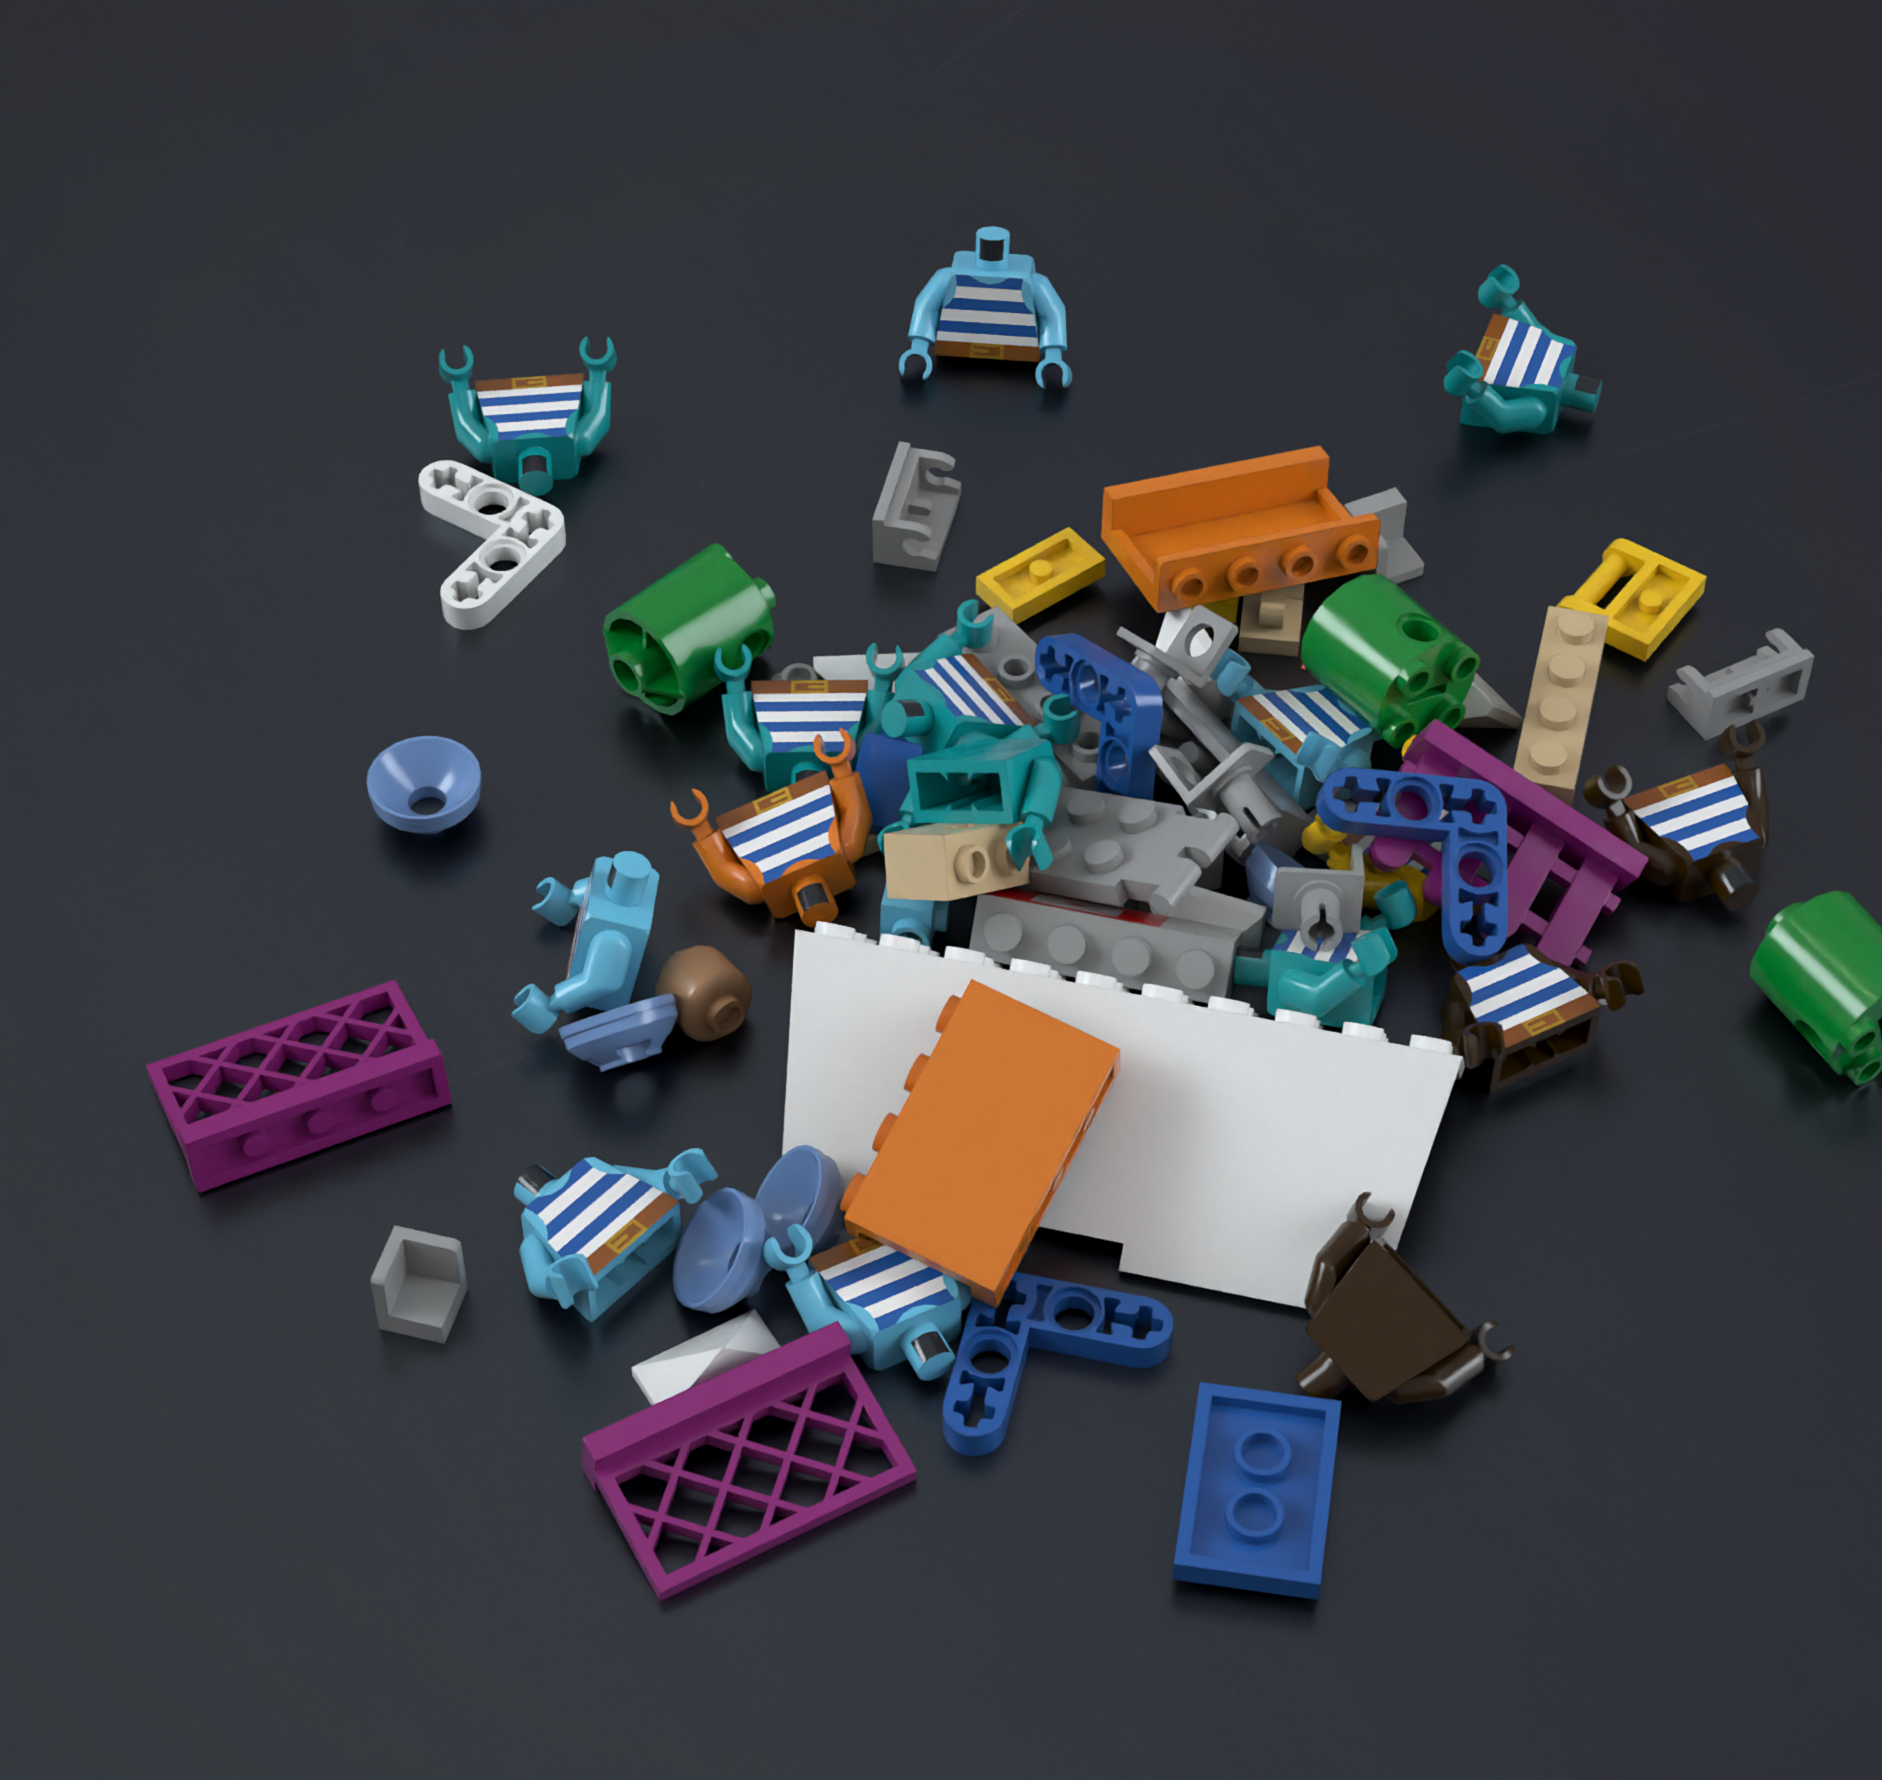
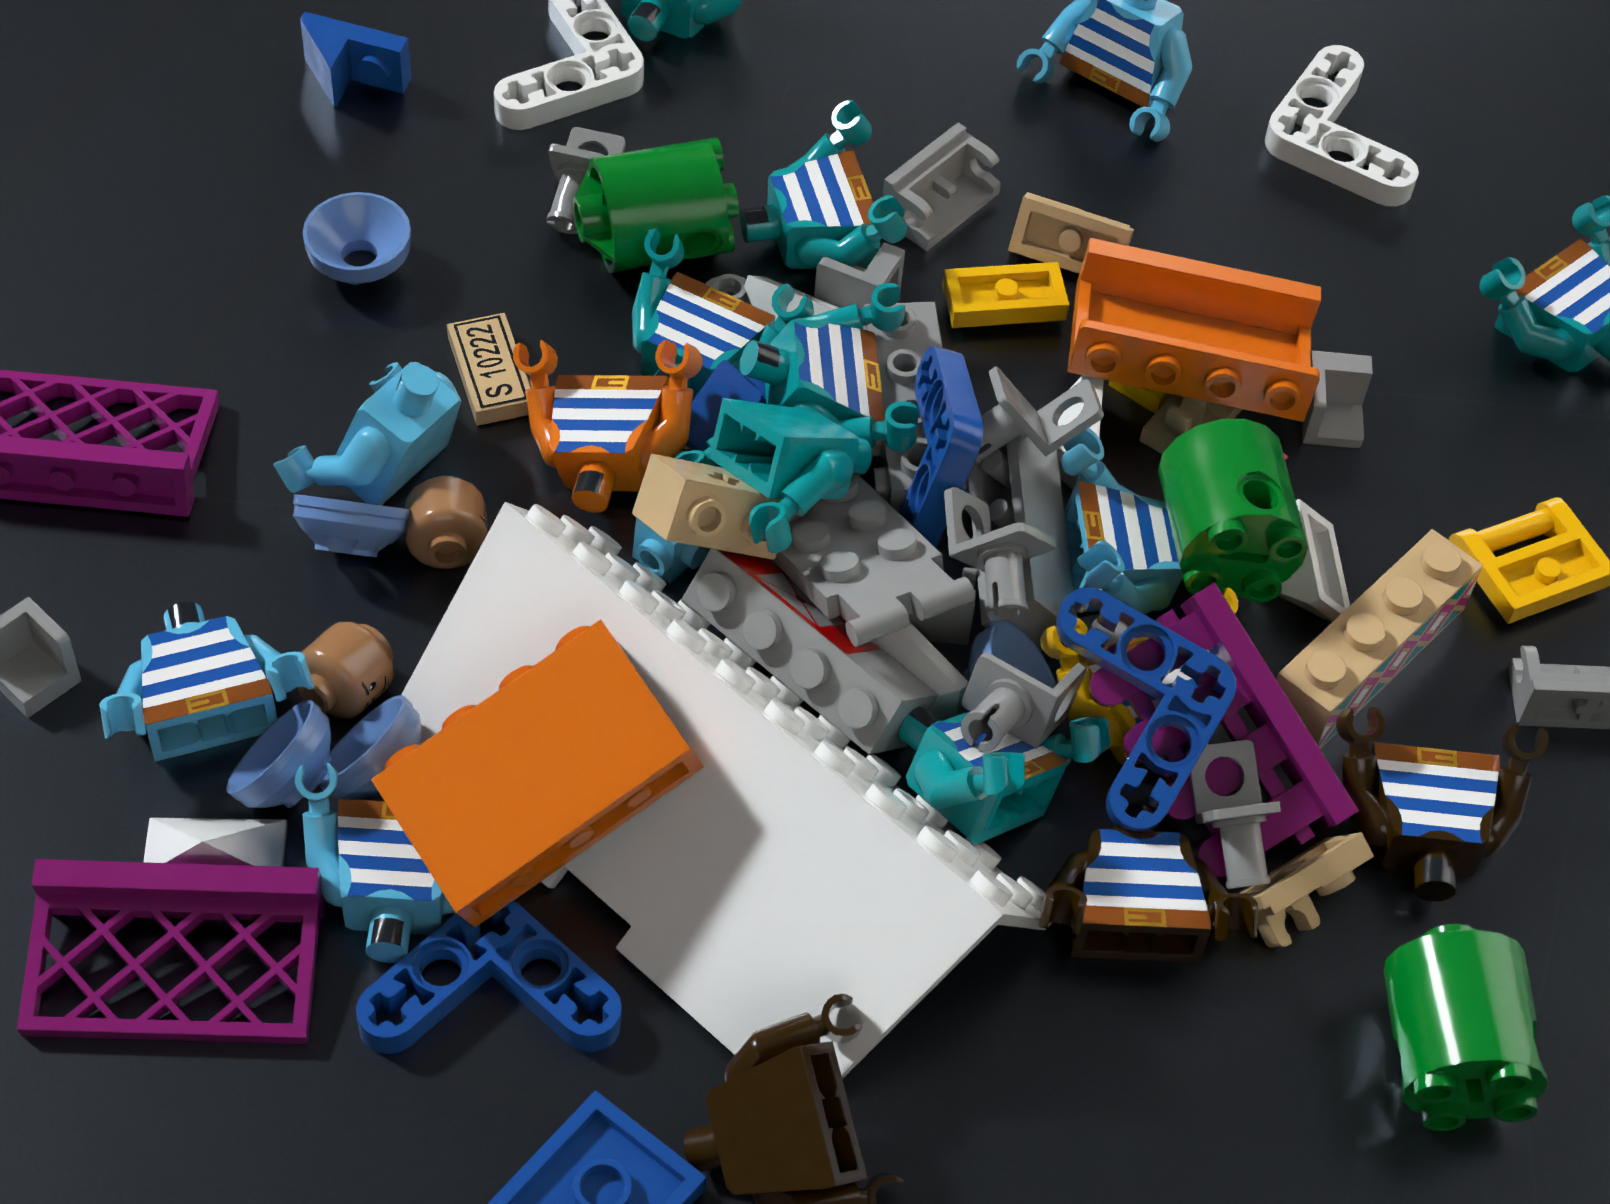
camera: 25 degrees right, 5 degrees up
(269, 624) = (350, 52): none -> blue slope
(581, 638) = (569, 167): none -> light grey bracket
(615, 827) = (487, 368): none -> tan tile
(727, 1143) = (348, 669): none -> medium nougat head
(831, 571) = (824, 203): none -> teal torso
(909, 627) = (850, 285): none -> light grey panel
(1056, 500) = (1061, 232): none -> tan plate
(1205, 322) = (1321, 135): none -> white beam
(1558, 907) = (1235, 815): none -> light grey bracket
(1639, 926) = (1322, 867): none -> tan plate

